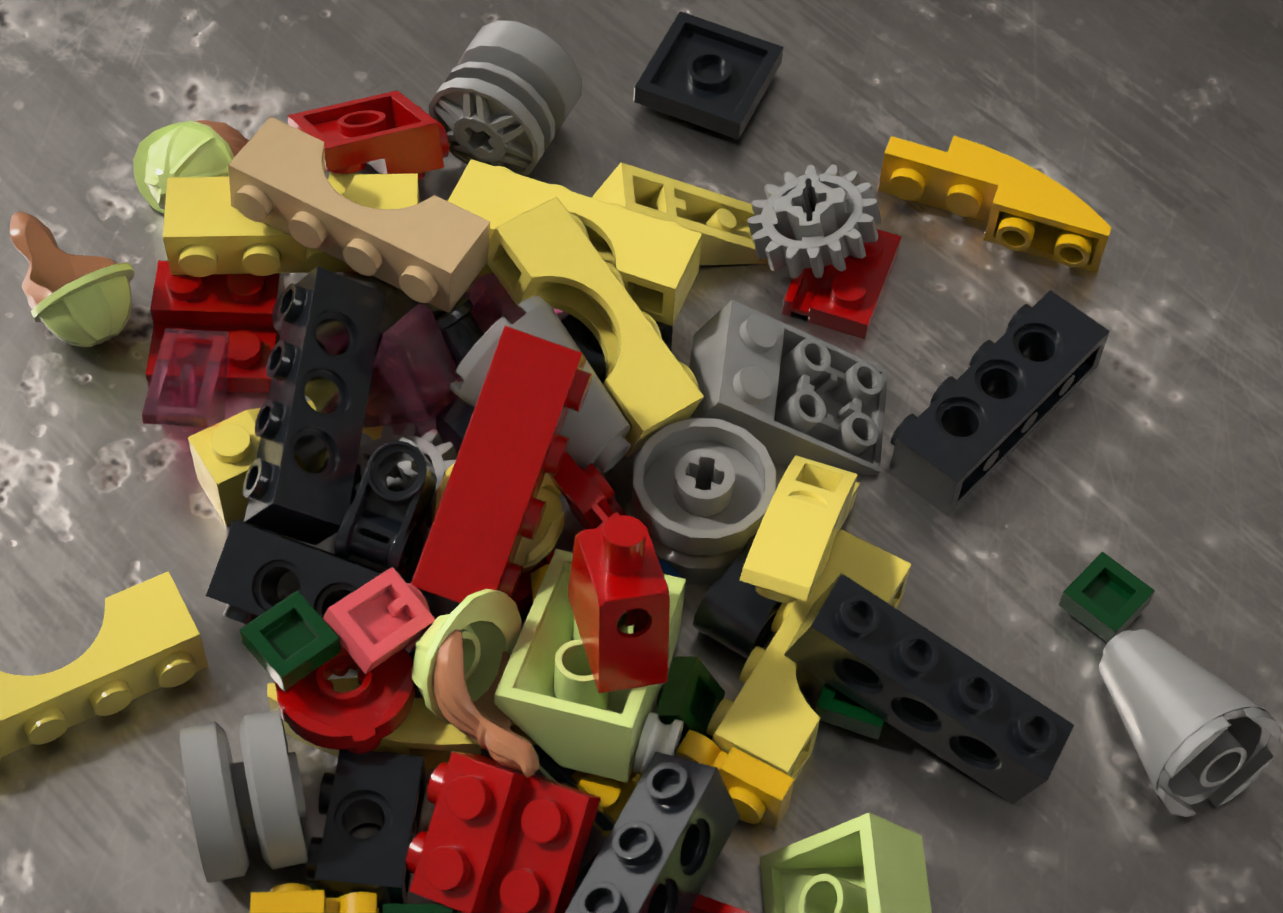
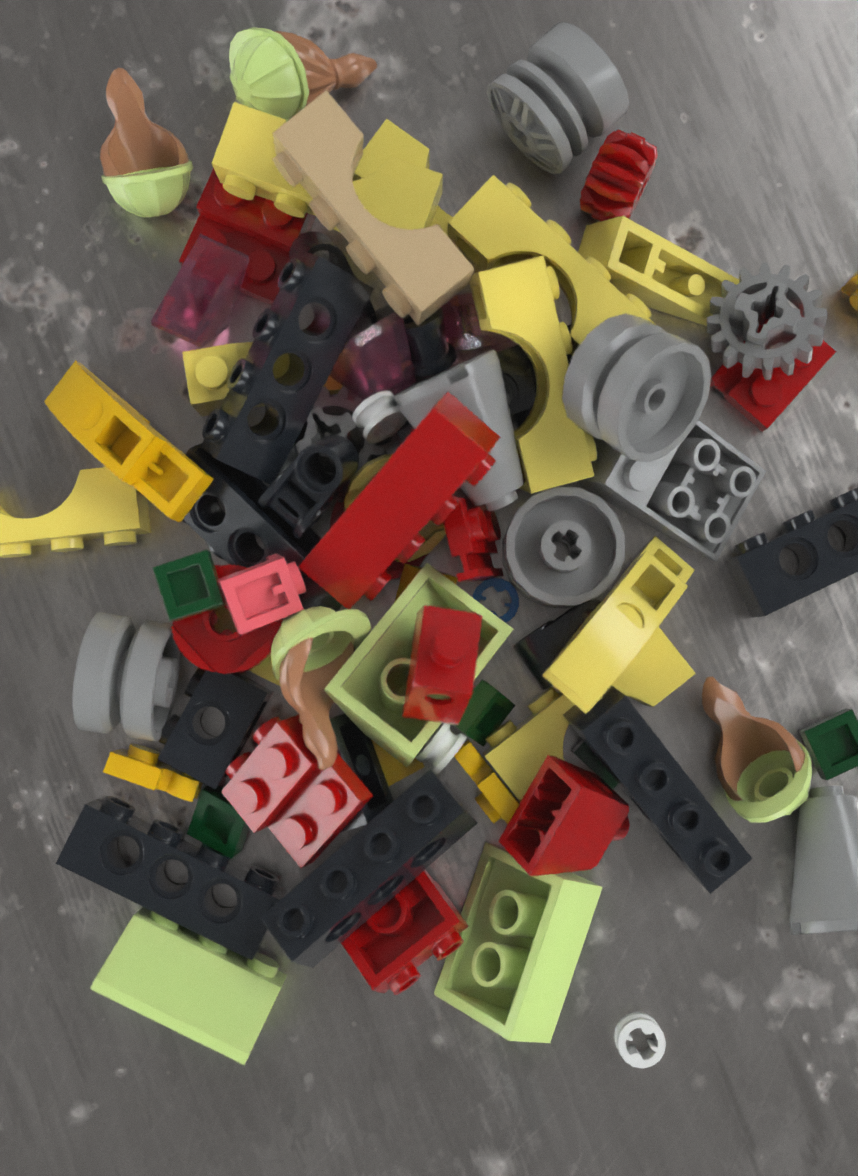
camera: 25 degrees right, 30 degrees up
(153, 536) = (126, 442): none -> yellow slope
(378, 131) = (430, 95): red plate -> none
(440, 421) = (378, 417): none -> white bush
(597, 143) = (618, 176): none -> red gear
(708, 74) = (748, 121): black plate -> none
(708, 277) = (636, 387): none -> light grey wheel
(841, 755) = (565, 820): none -> red torso
(1025, 634) = (756, 759): none -> piece

